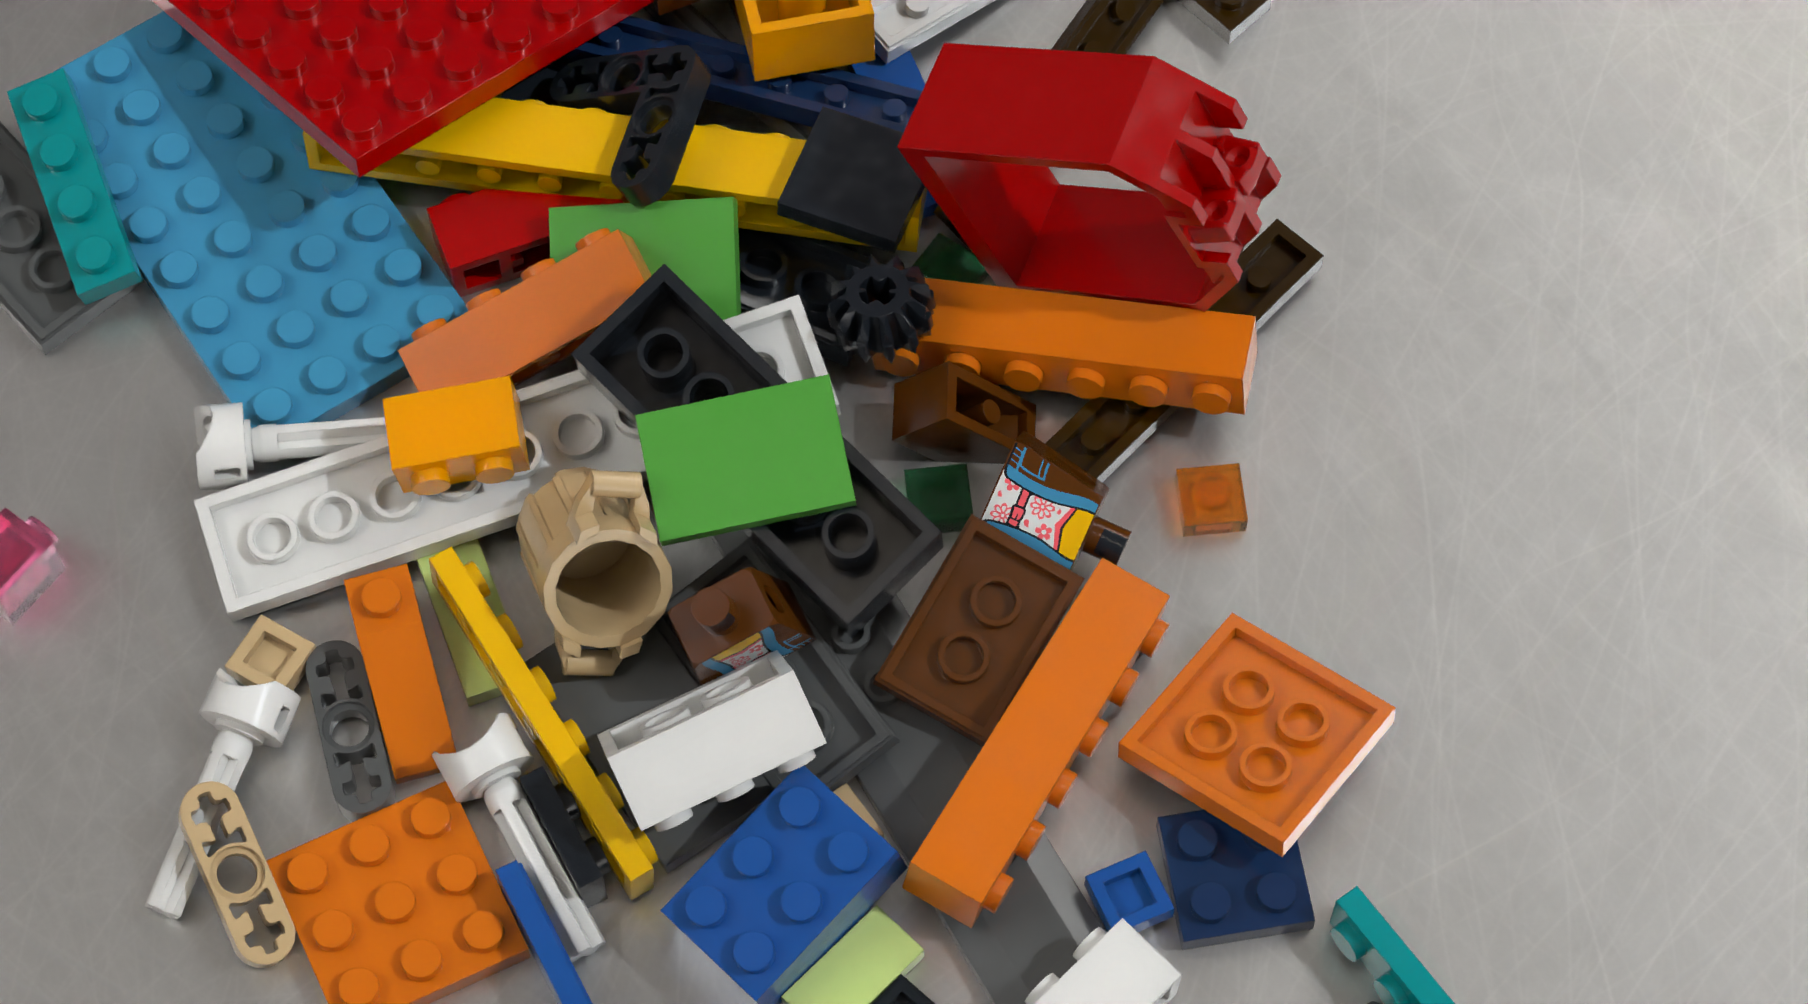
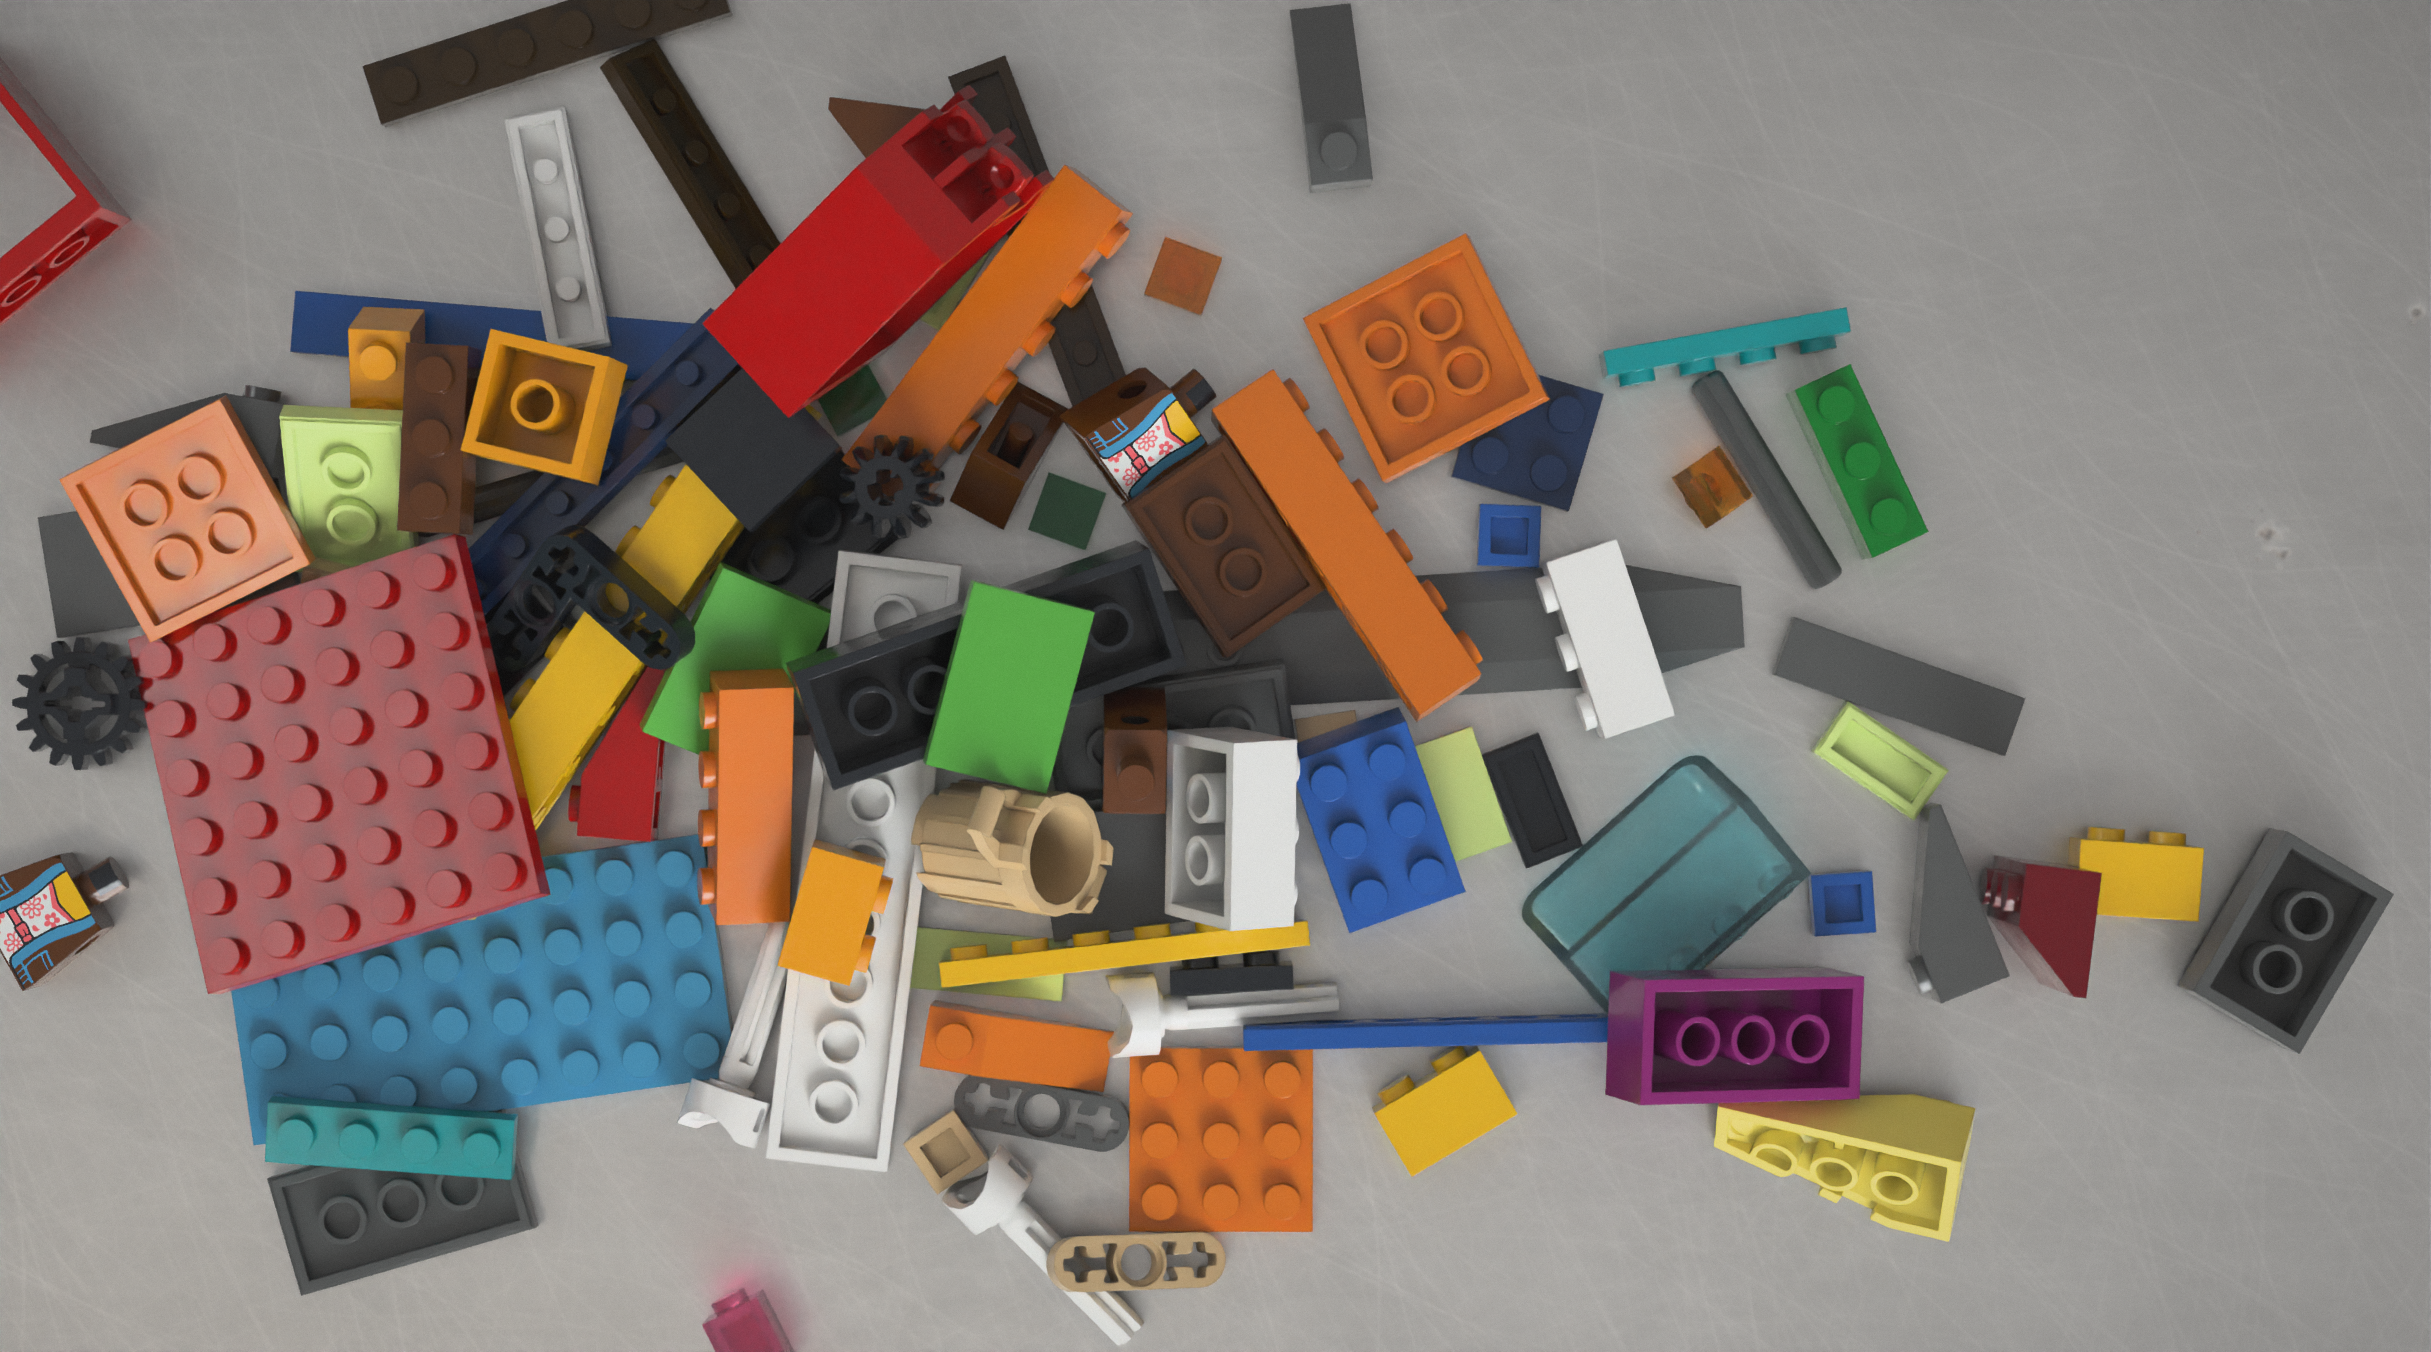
camera: 60 degrees left, 25 degrees up
(1442, 549) = (1331, 98): none -> dark grey slope

